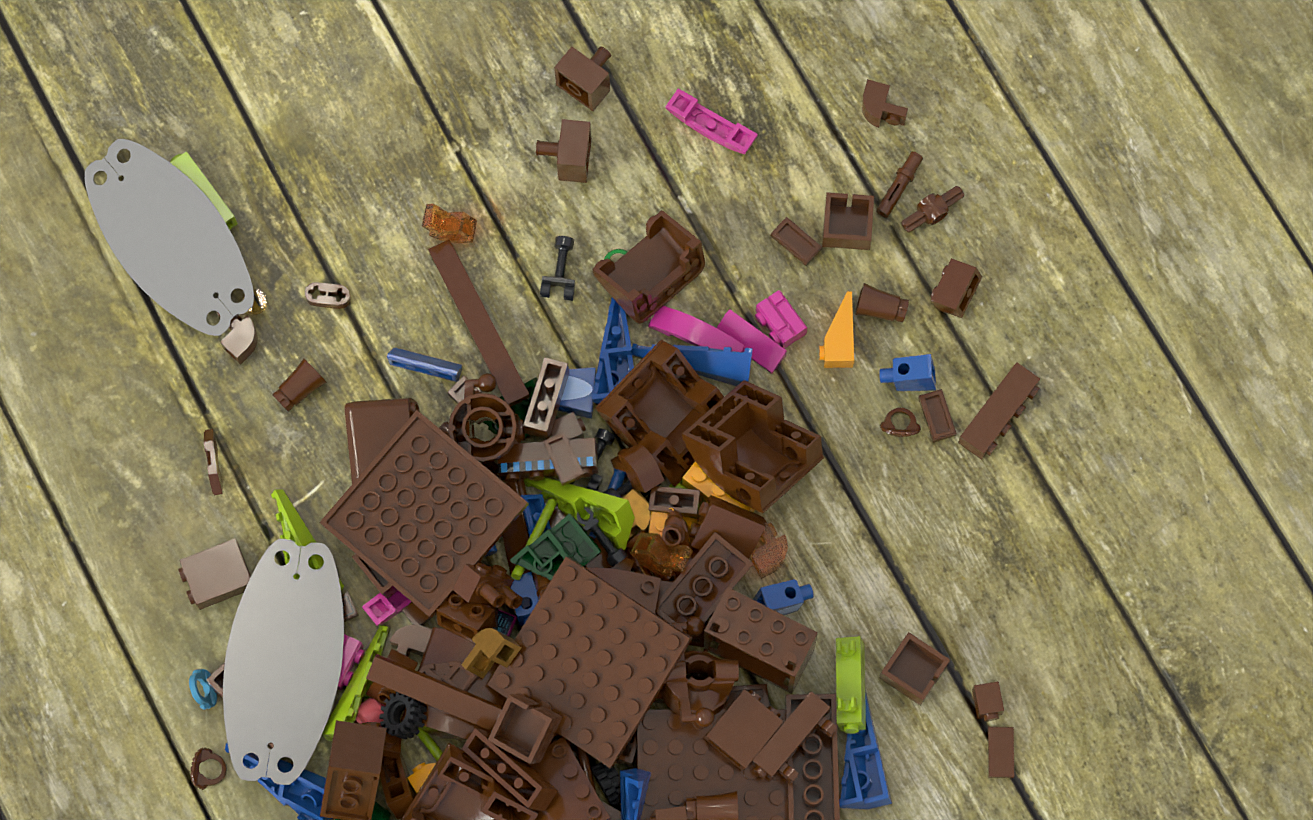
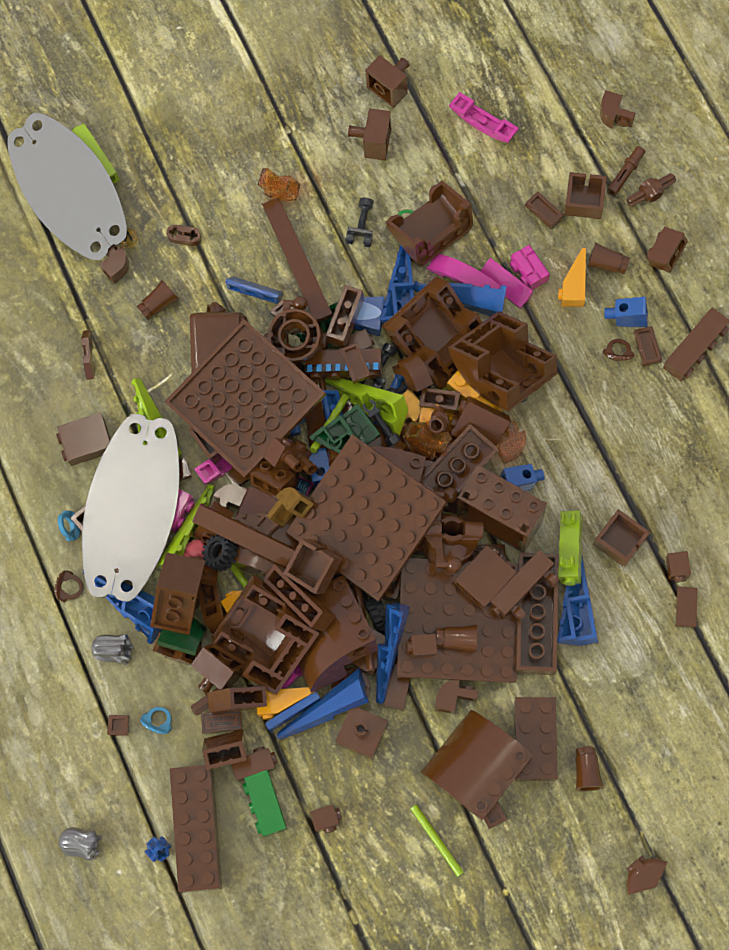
camera: 10 degrees right, 0 degrees up
(375, 392) = (215, 307): none -> reddish brown plate

